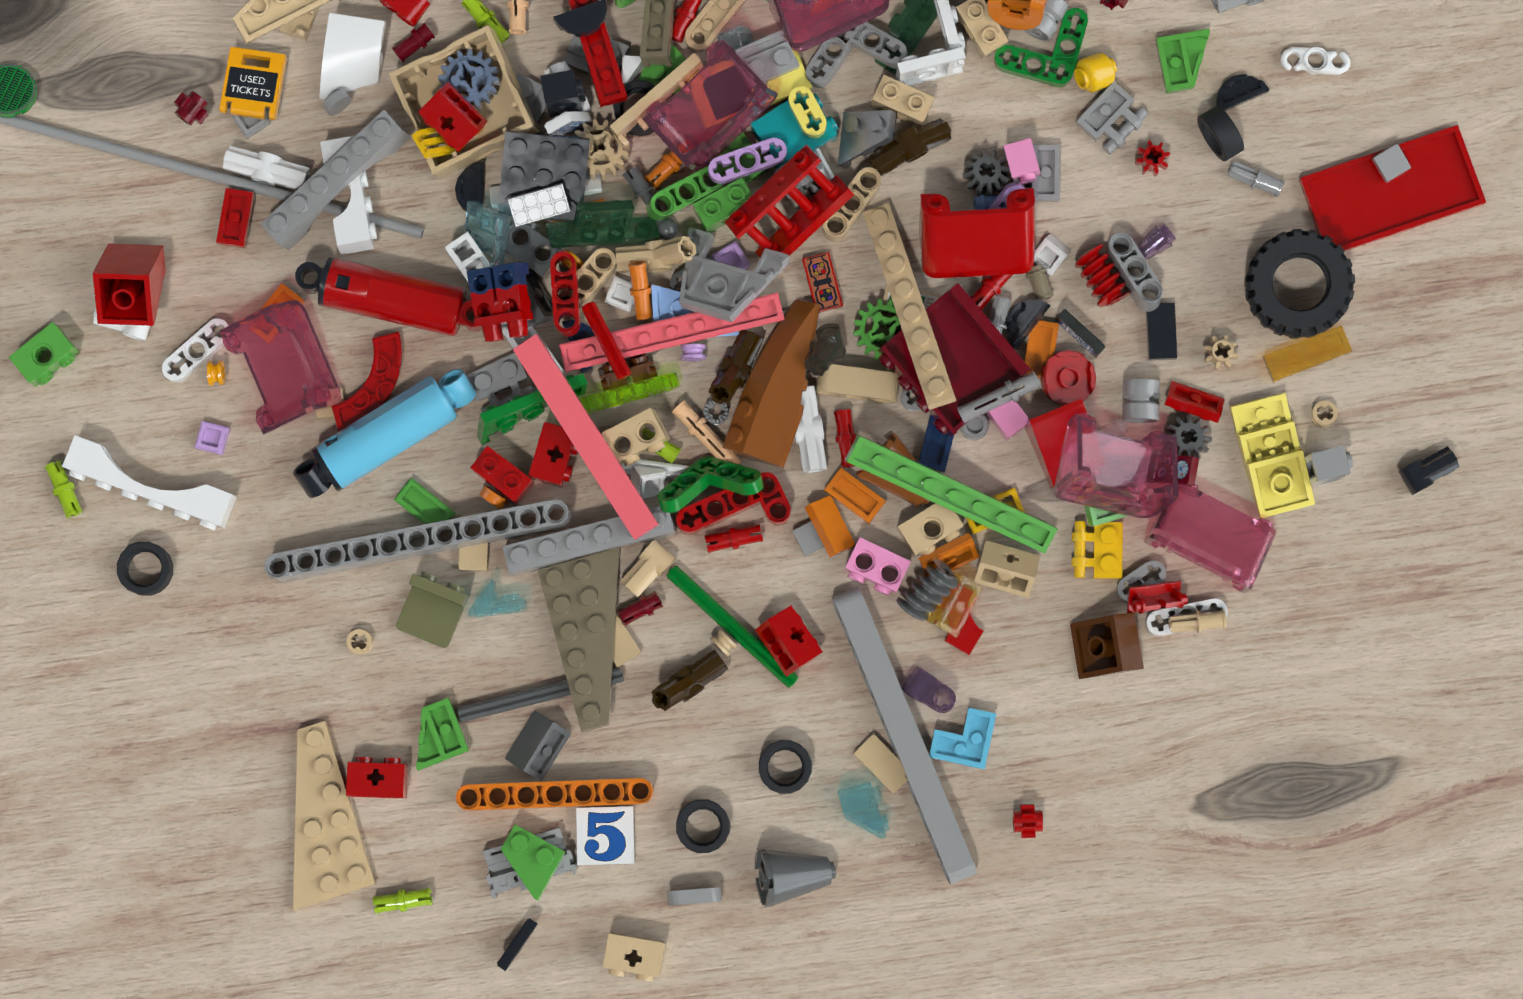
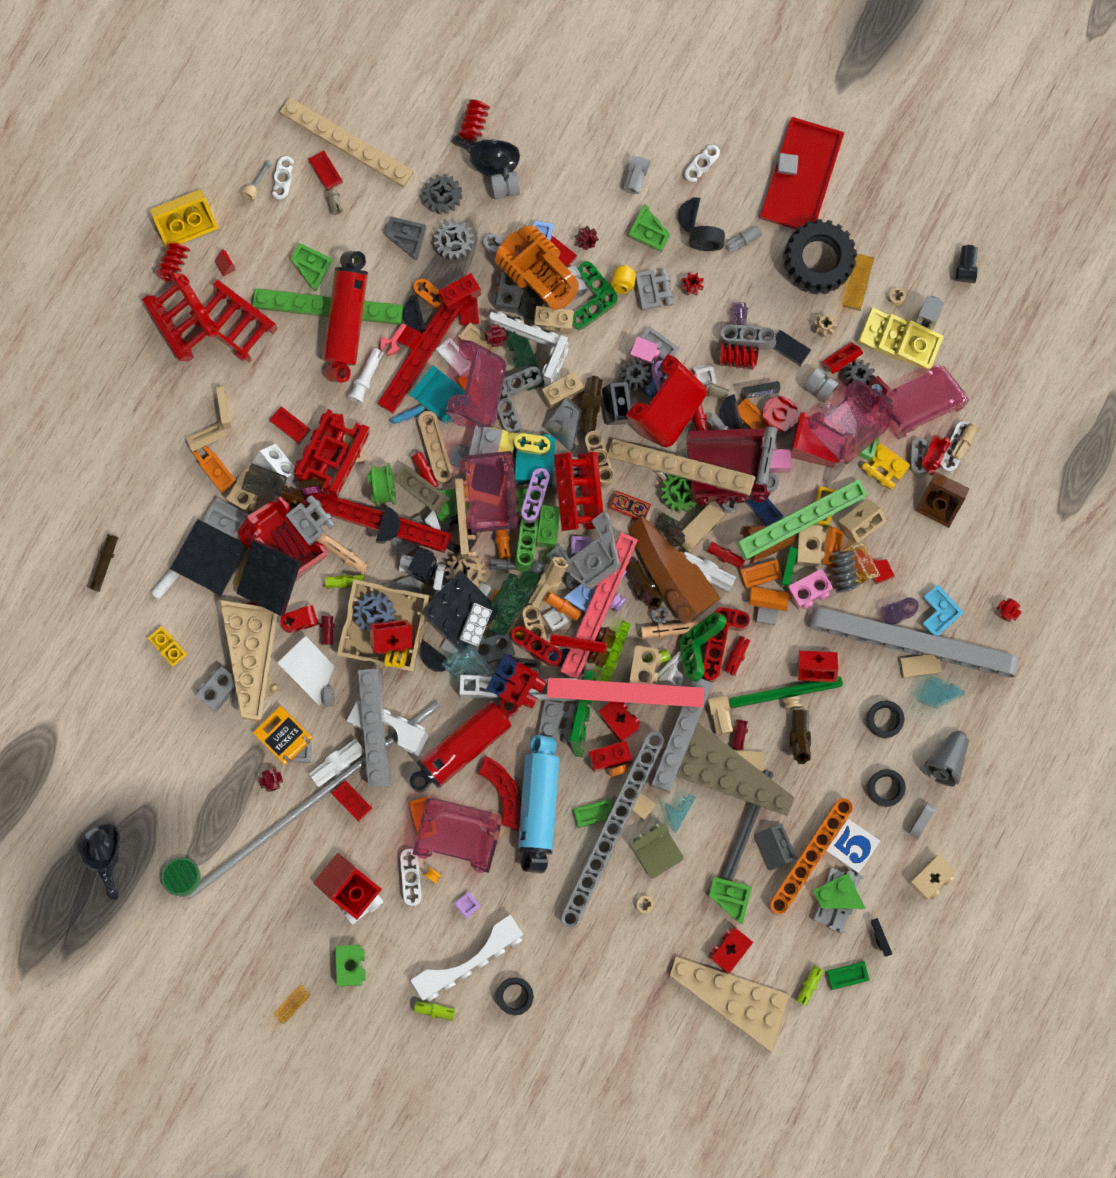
camera: 55 degrees left, 5 degrees down
(447, 937) = (847, 975): none -> green tile
(885, 522) = (789, 567): none -> green tile
(934, 173) = (616, 403): none -> black brick

